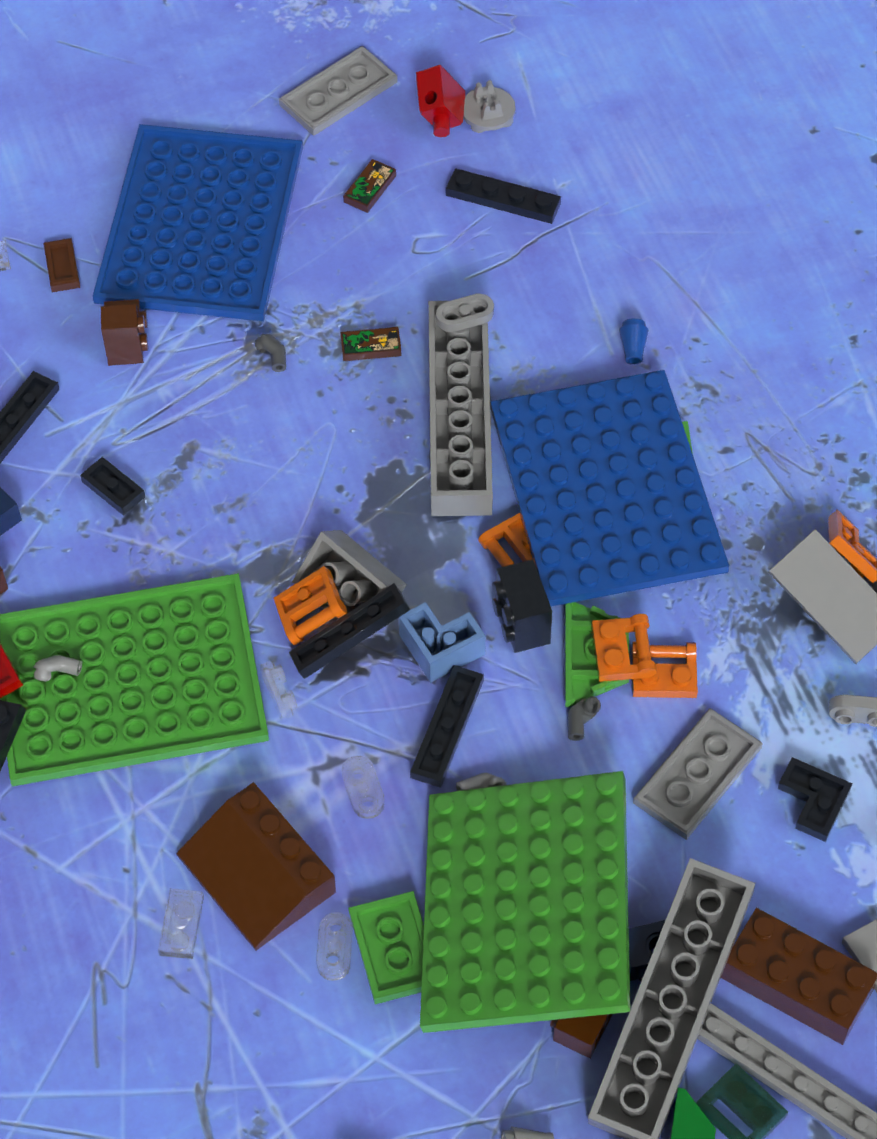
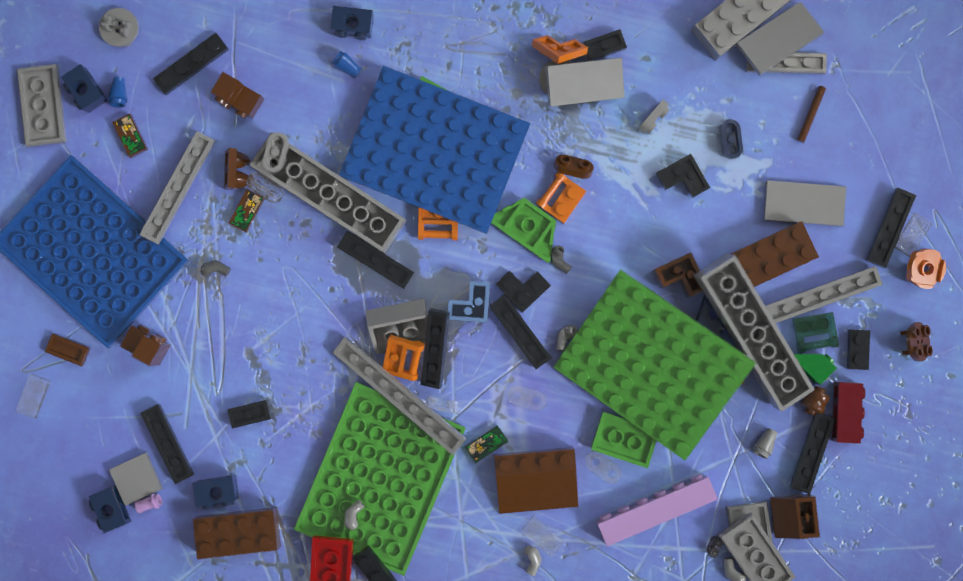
camera: 55 degrees left, 30 degrees up
(141, 934) = (535, 559): none -> light grey arm
(255, 629) = (399, 395): none -> light grey plate
(272, 780) = (486, 444): none -> tile
(322, 1050) = (656, 510): none -> lavender brick
(343, 256) = (177, 187): none -> light grey plate
(389, 113) = (92, 97): none -> dark blue brick
(400, 306) = (233, 178): none -> reddish brown tile
(409, 146) = (117, 95): none -> blue cone
(414, 343) = (265, 187): none -> clear plate
(415, 508) = (375, 259): none -> black plate
(440, 99) = (99, 55): red torso -> none
(501, 249) = (233, 93): none -> reddish brown brick
(502, 704) = (520, 294): none -> black plate
(523, 606) = (481, 248): black brick -> none
(612, 648) = (536, 218): orange plate -> none
(668, 855) = (679, 270): none -> reddish brown brick
(689, 316) = (343, 15): none -> dark blue brick
(697, 773) = (629, 223): light grey tile -> none
(717, 656) = (573, 166): none -> reddish brown plate

